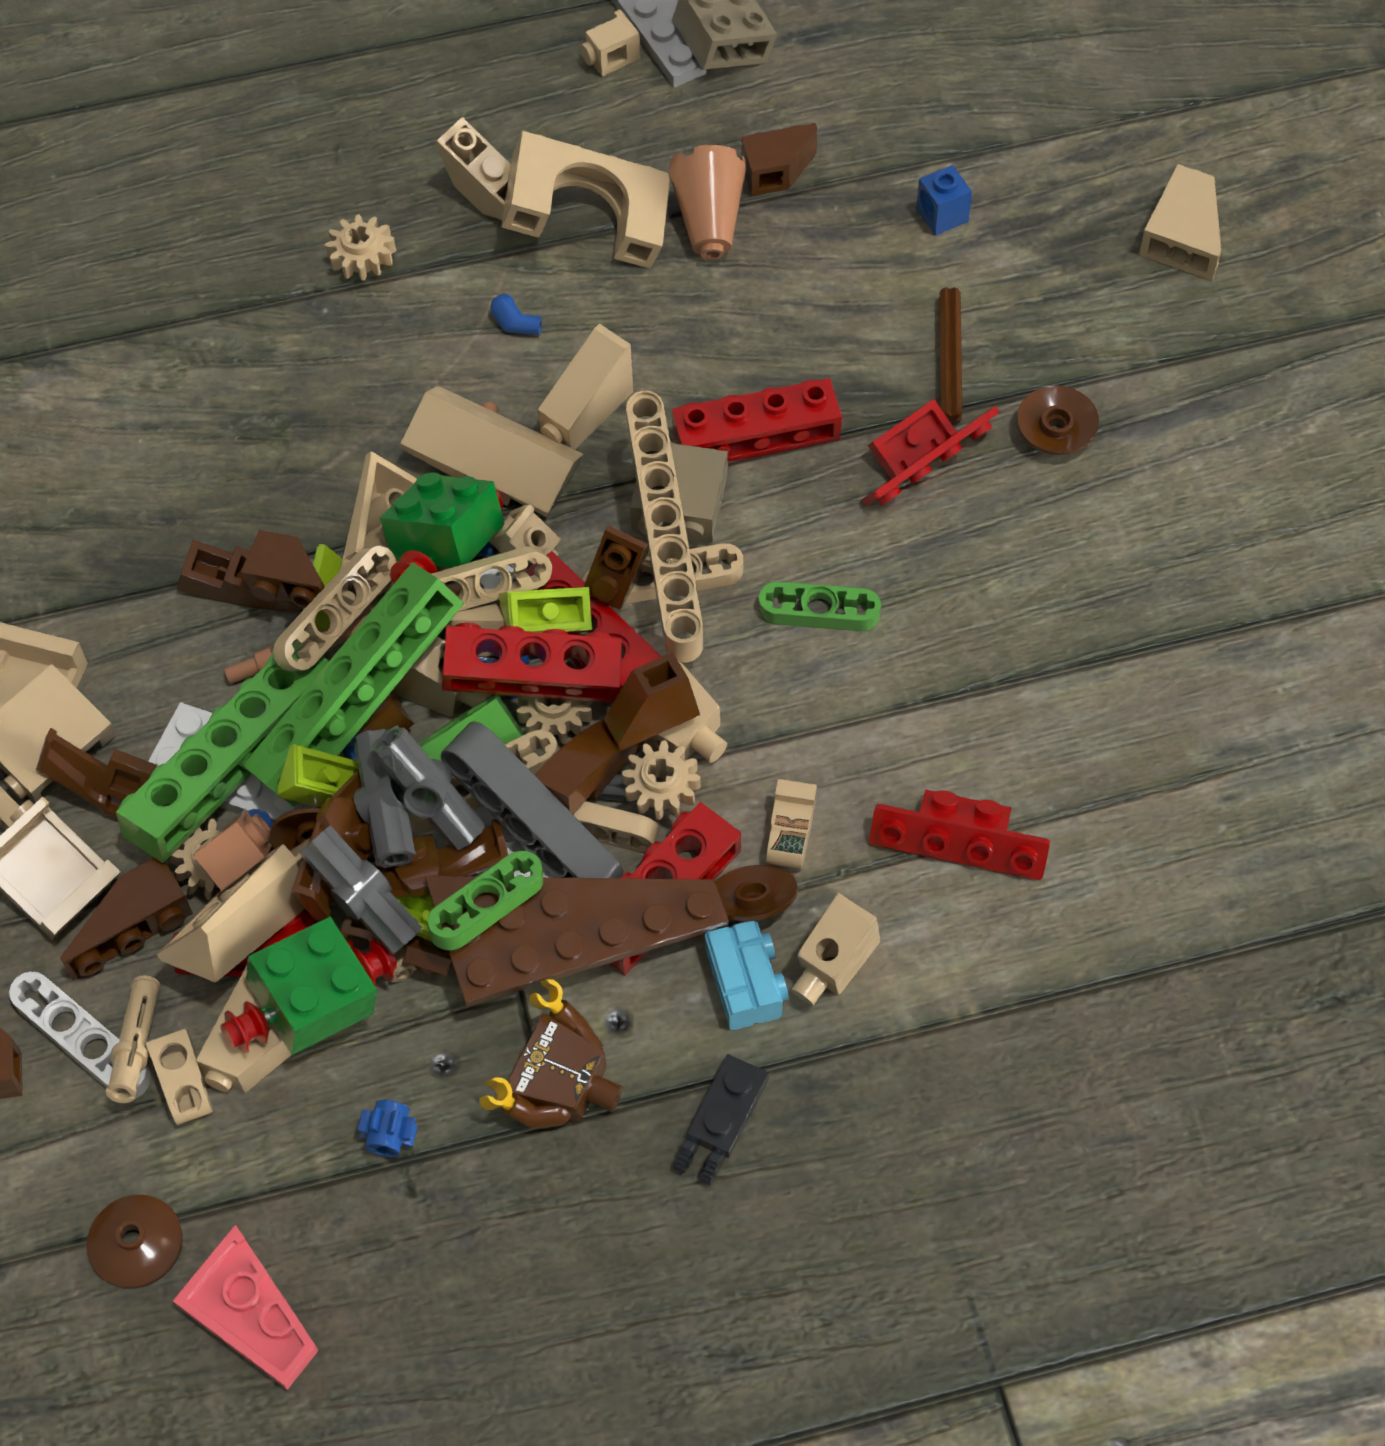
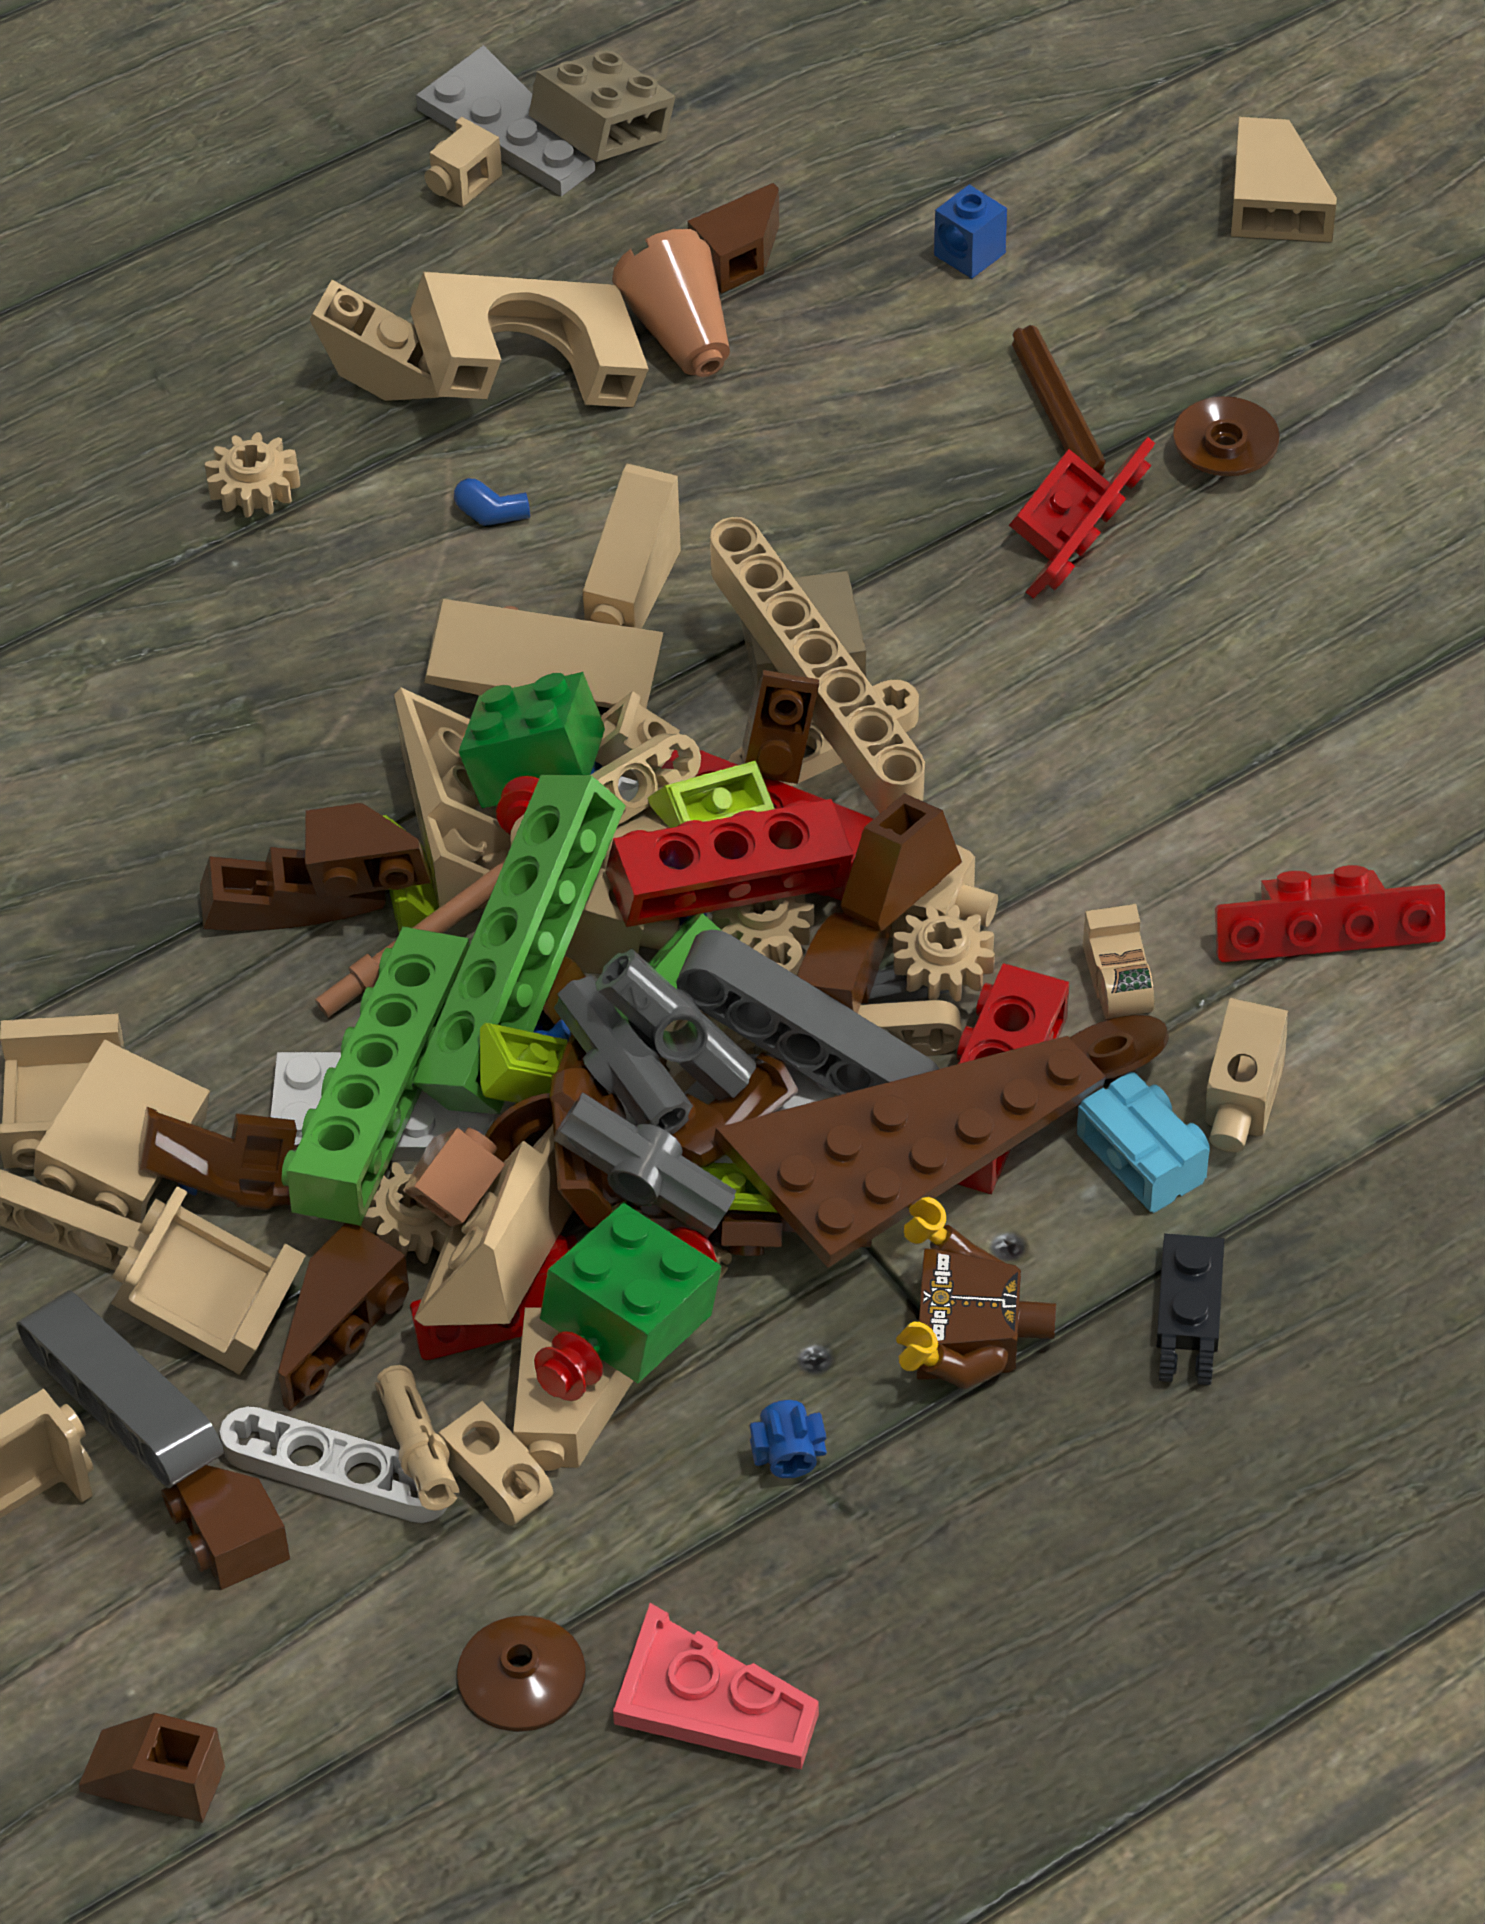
camera: 20 degrees left, 10 degrees down
(338, 611) = (457, 878): tan beam -> none
(479, 919) = (808, 1151): bright green beam -> none
(762, 420) = (877, 527): red brick -> none
(808, 592) = (1073, 726): bright green beam -> none

